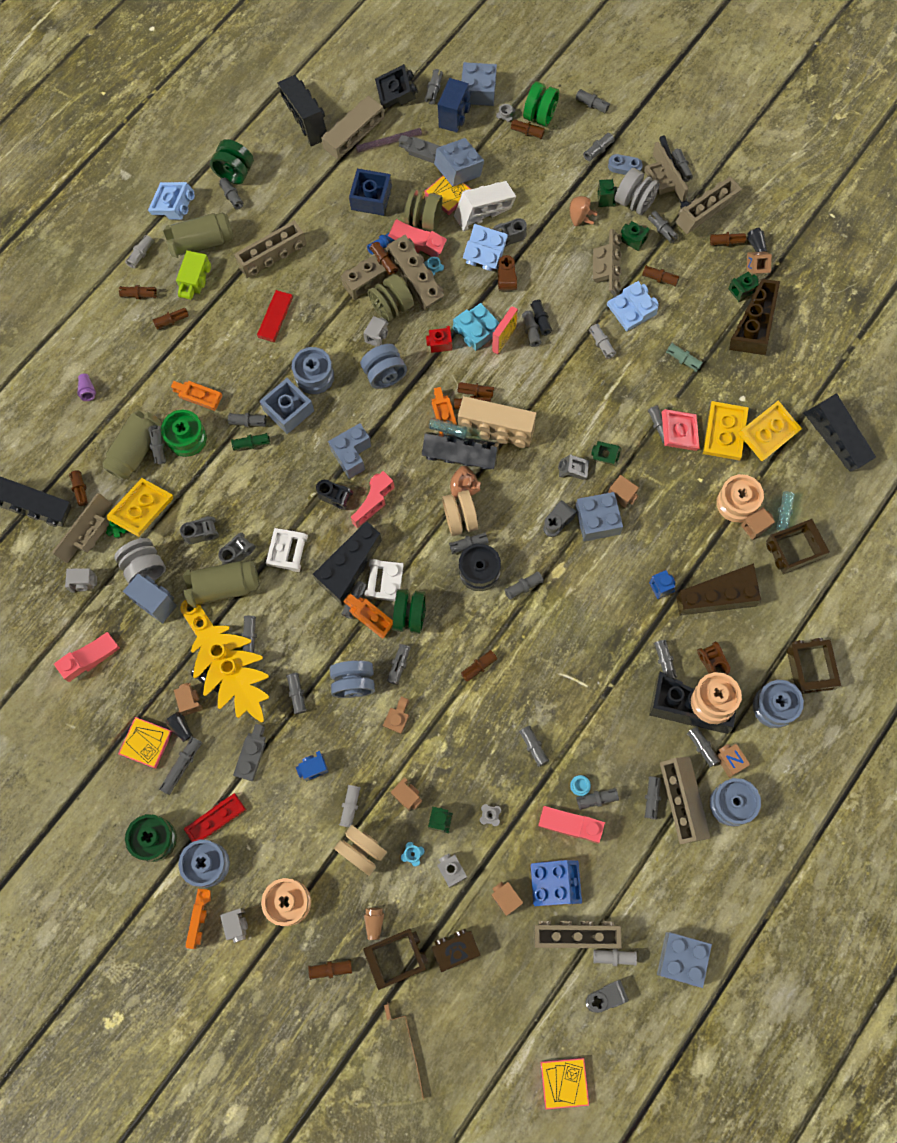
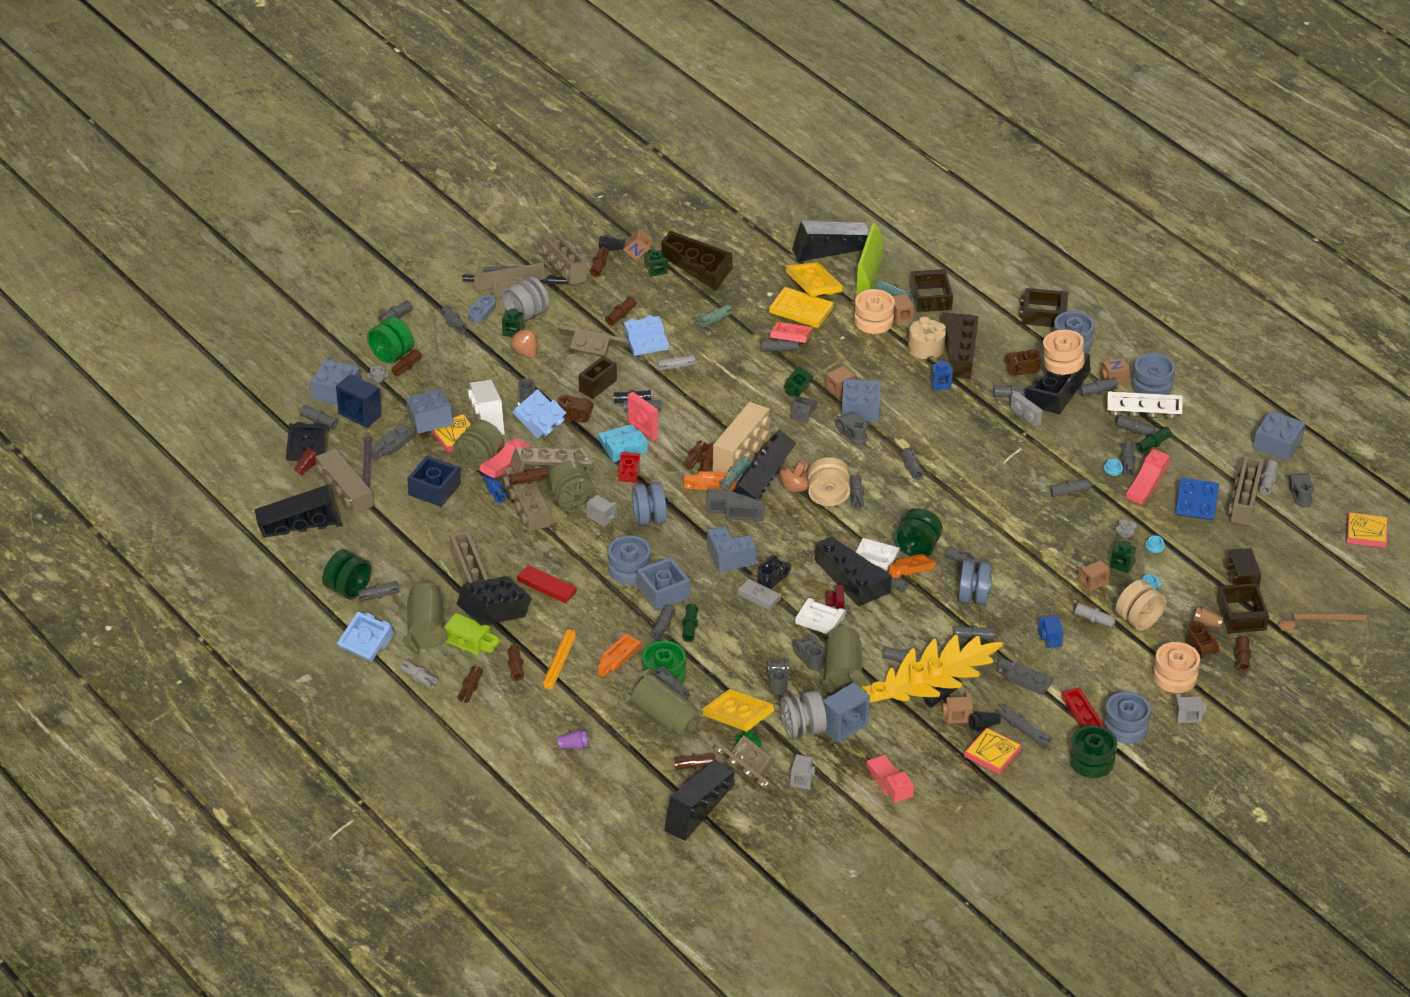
camera: 80 degrees left, 30 degrees down
(183, 350) = (559, 659): none -> light orange axle
(198, 916) = (1179, 734): orange hinge -> none
(225, 277) = (494, 600): none -> black brick
(305, 490) = (759, 594): none -> light grey plate
(310, 559) = (835, 598): none -> dark red tile
(335, 922) = (1201, 639): none -> reddish brown piece
(373, 91) = (306, 461): none -> clear red cone
(380, 486) = (788, 544): coral slope -> none
(397, 718) = (1017, 572): medium nougat plate -> none
(414, 438) = (734, 505): none -> dark grey slope
(455, 877) = (1172, 559): light grey brick -> none
(473, 849) = (1155, 544): none -> medium azure plate
(479, 556) = (887, 483): black wheel -> none
(479, 665) = (982, 507): reddish brown axle -> none
(506, 898) = (1204, 529): medium nougat brick -> none
(551, 280) = (597, 377): none -> dark brown brick
(634, 235) = (571, 314): dark green brick -> none
(634, 685) = (1026, 409): none -> light grey plate
(636, 821) = (1154, 440): none -> dark green pin
(663, 227) = (567, 298): dark grey pin -> none
(721, 549) = (926, 338): none -> tan brick
(817, 476) = (870, 260): none -> lime slope

